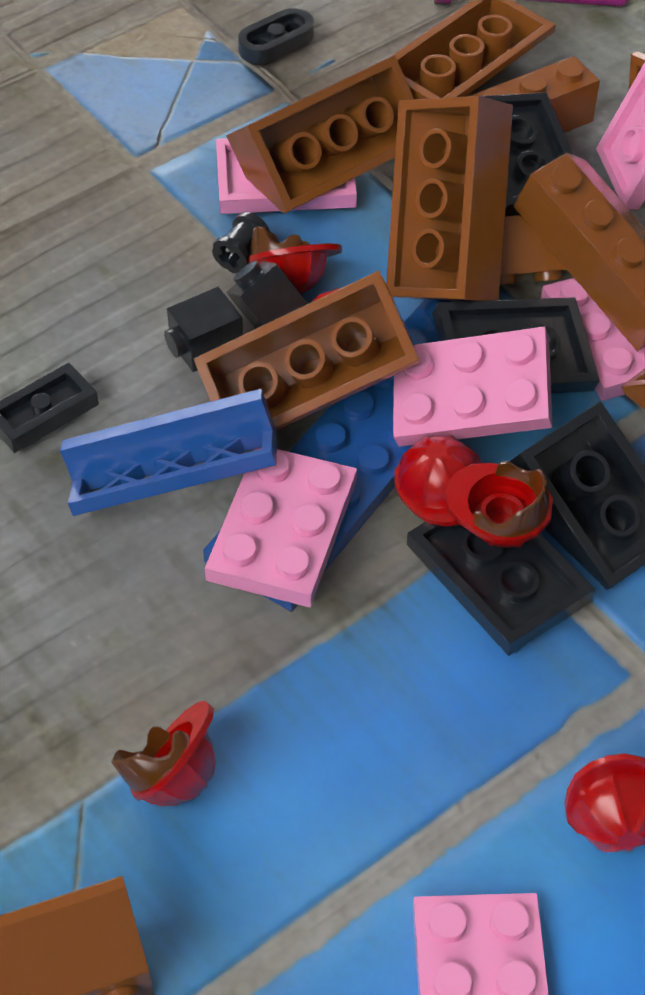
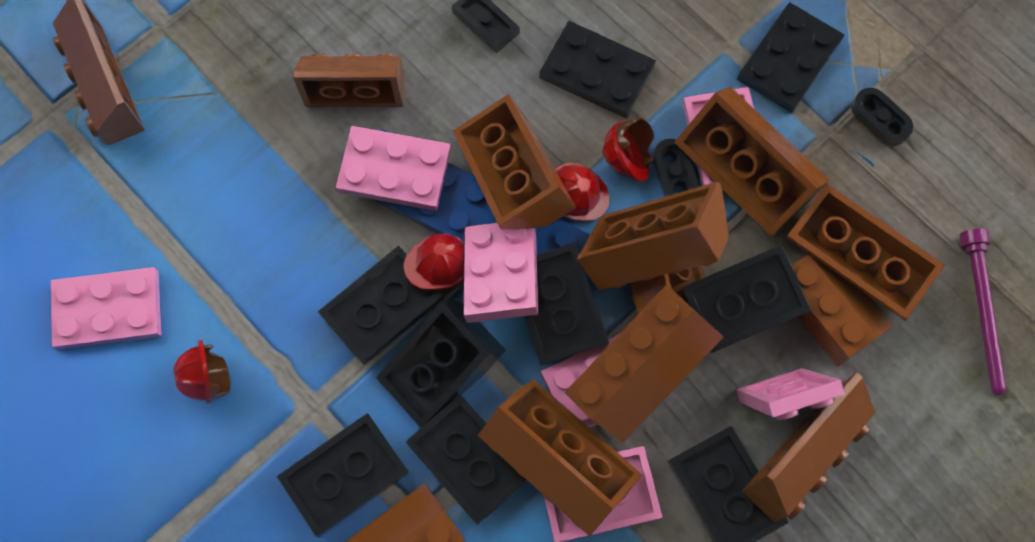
camera: 85 degrees right, 20 degrees up
(113, 574) = (350, 80): none -> dark orange slope
(132, 299) = (597, 69): none -> black plate
(168, 450) = (441, 75): blue fence -> none
(174, 107) = (790, 57): none -> black plate
(174, 761) = (226, 127): red piece -> none
(202, 325) = (560, 104): black brick -> none
(237, 242) = (653, 116): black bush -> none
(264, 293) = (581, 137): black brick -> none
(327, 222) = (675, 173): none -> black plate
(500, 502) = (403, 291): red piece -> none

